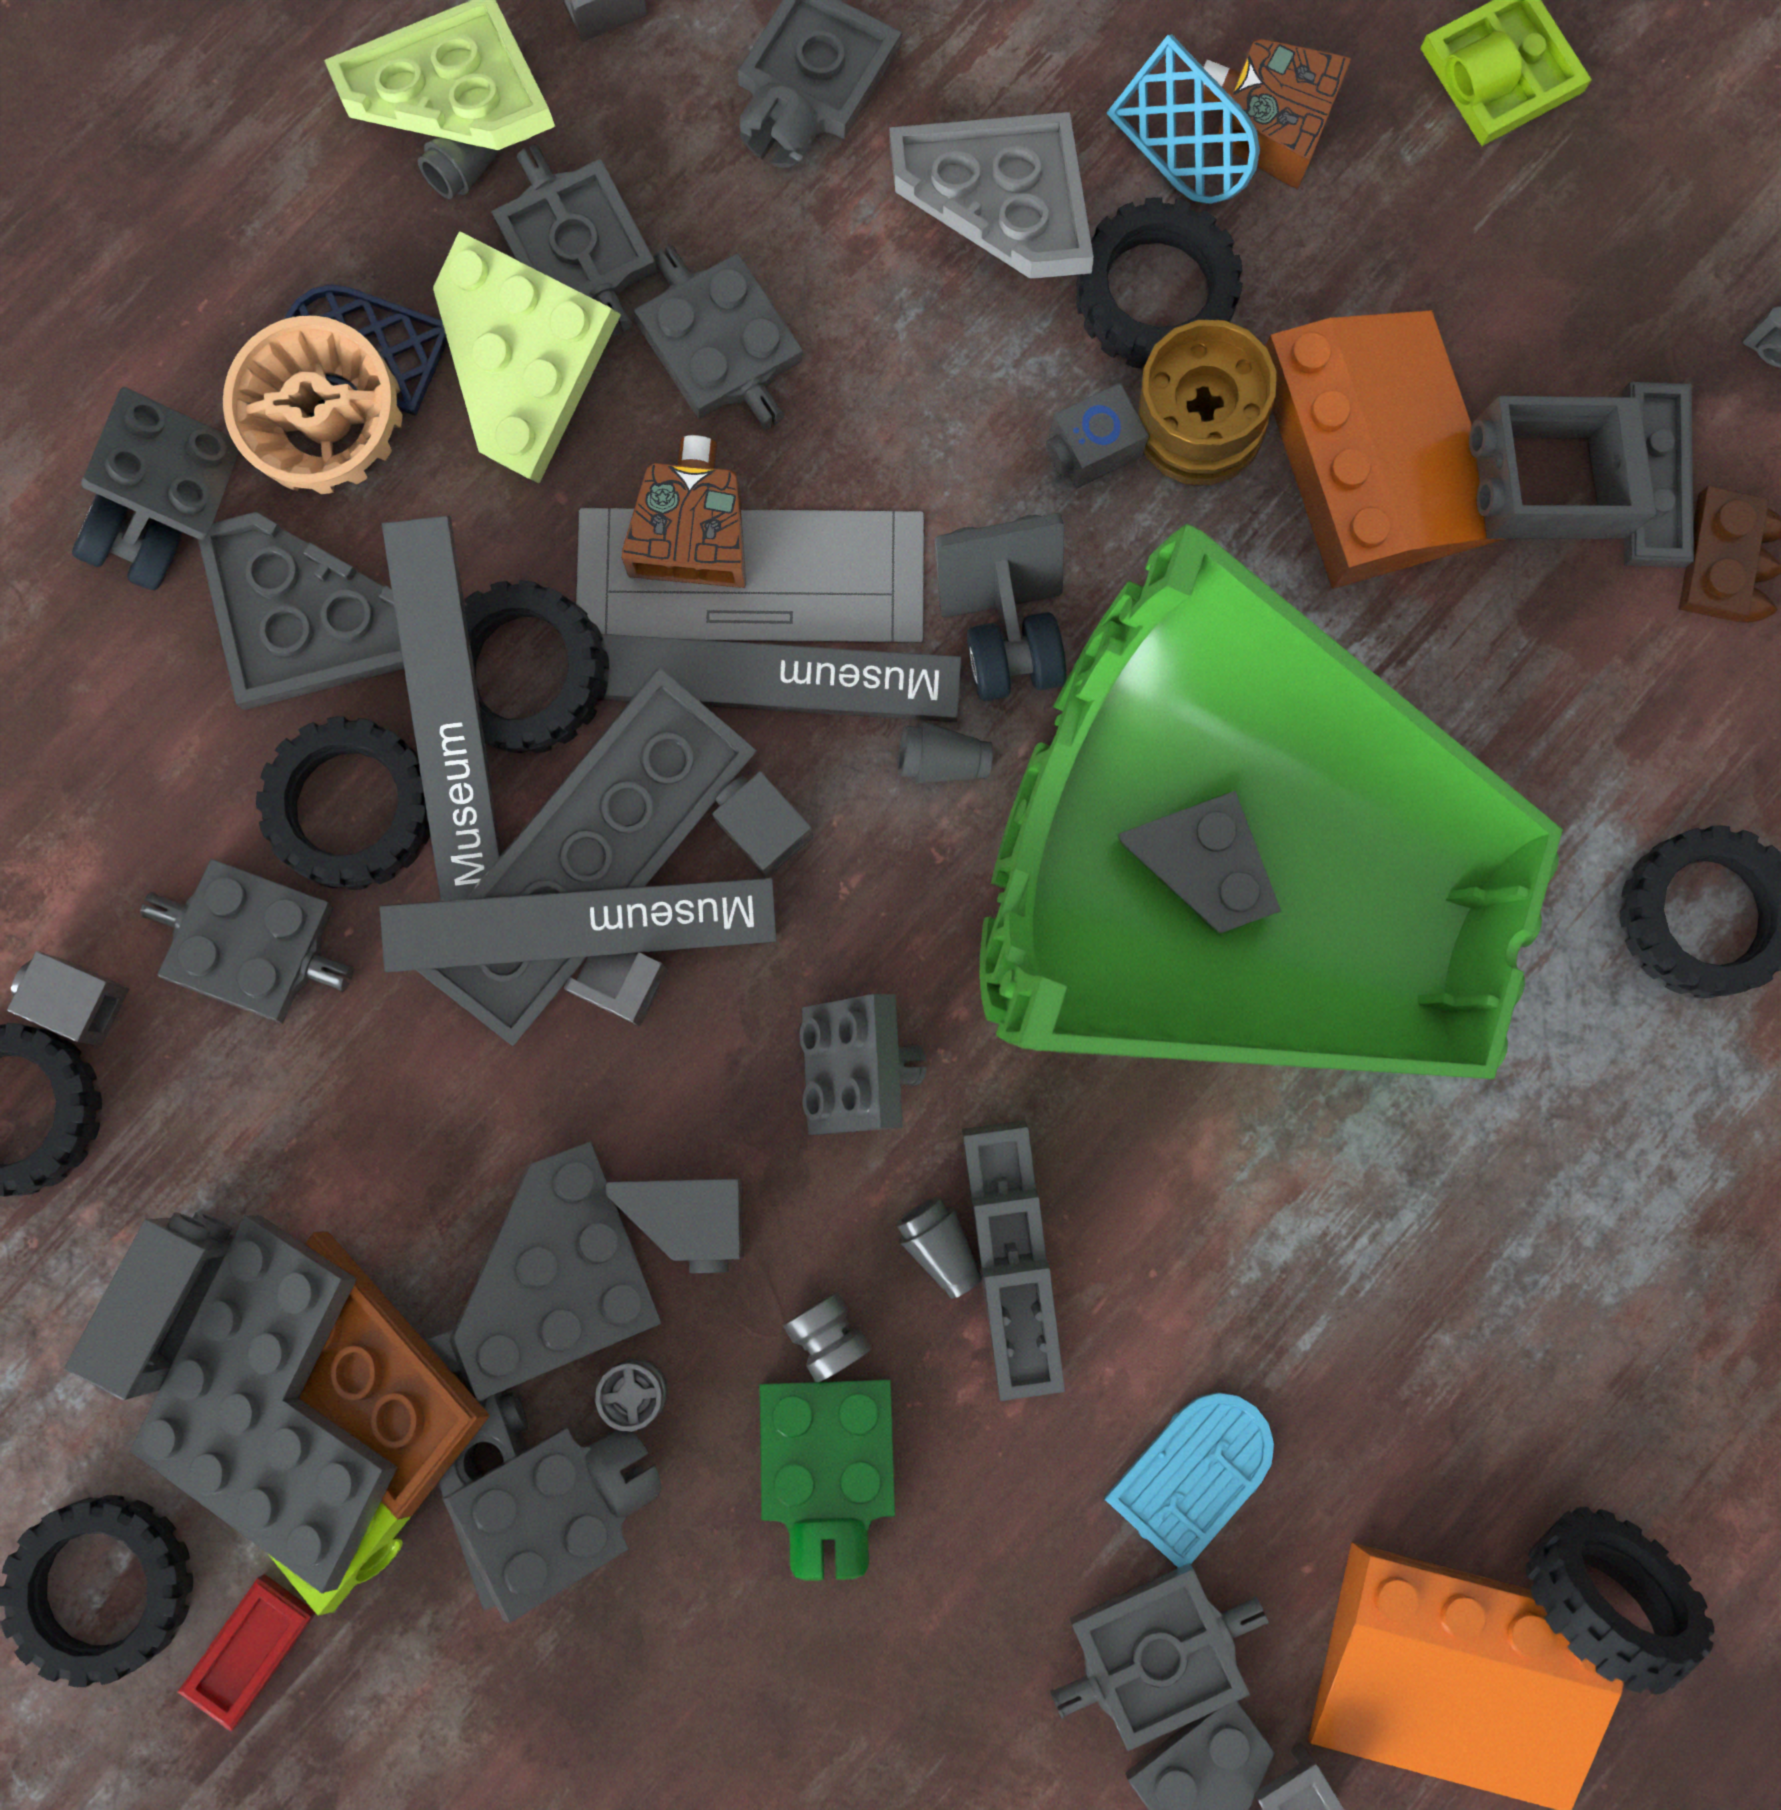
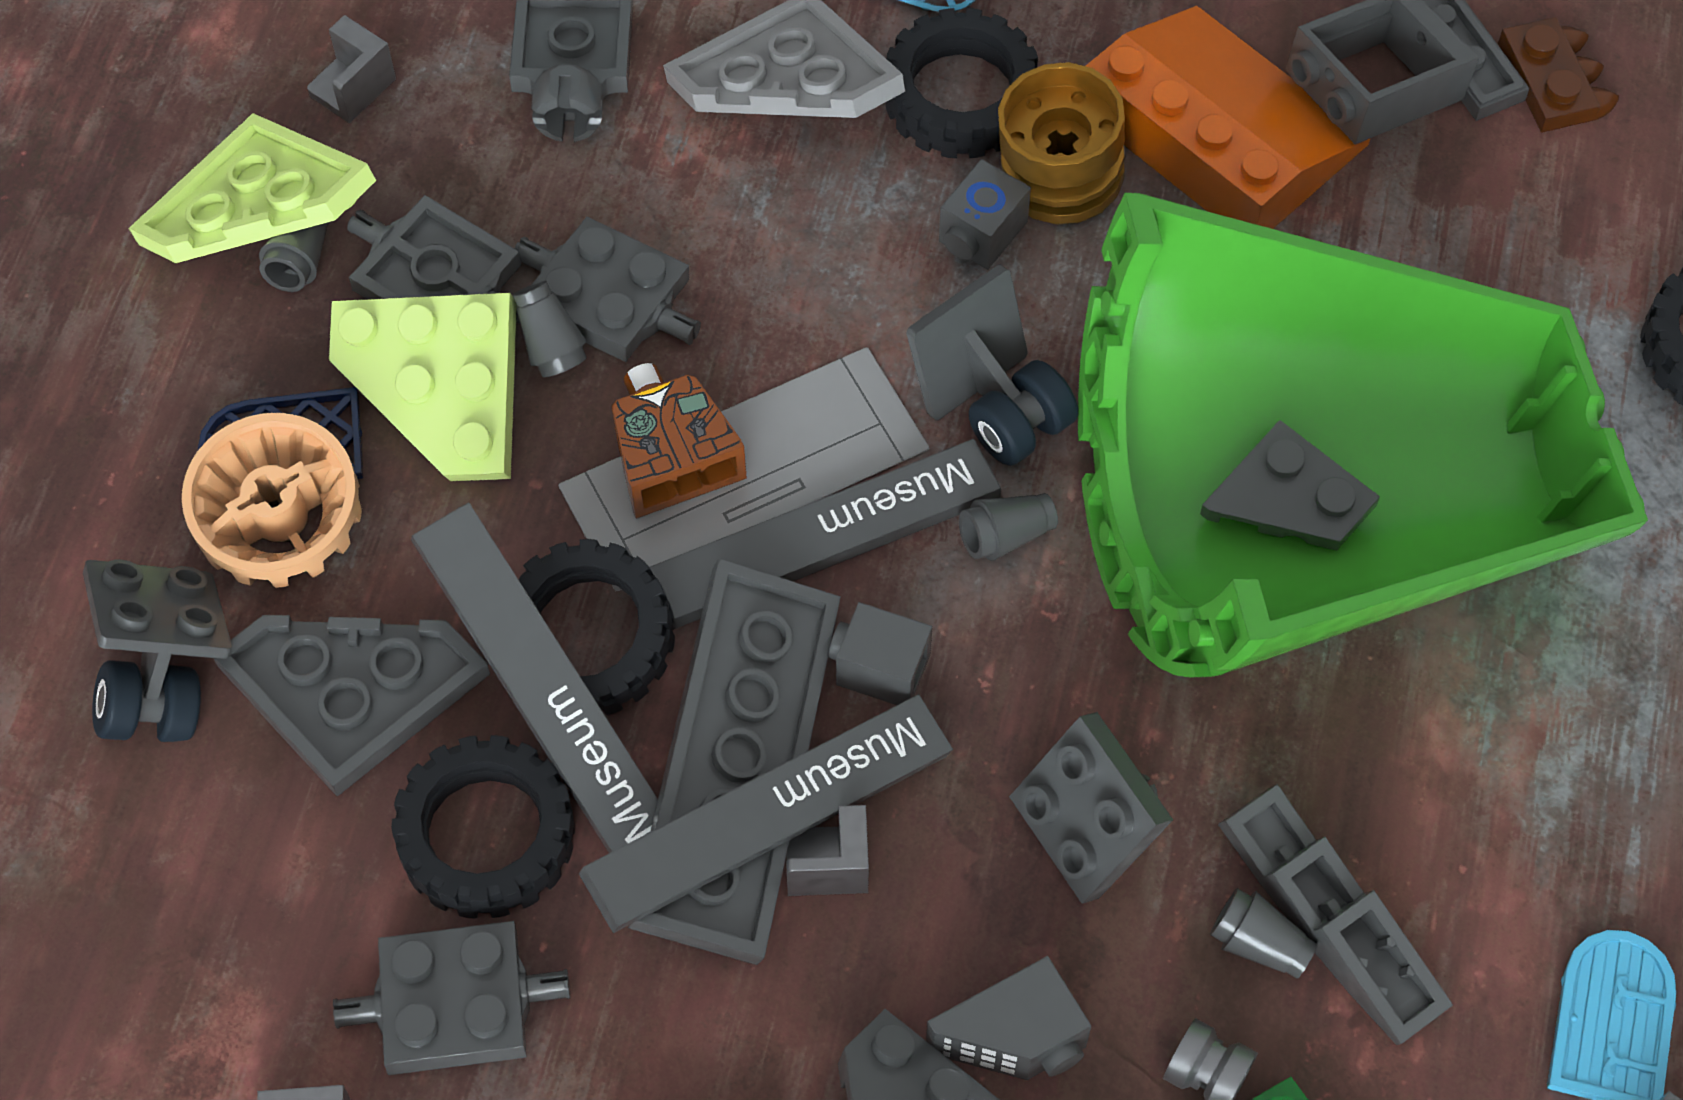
camera: 25 degrees left, 20 degrees down
(637, 359) = (548, 330): none -> dark grey cone

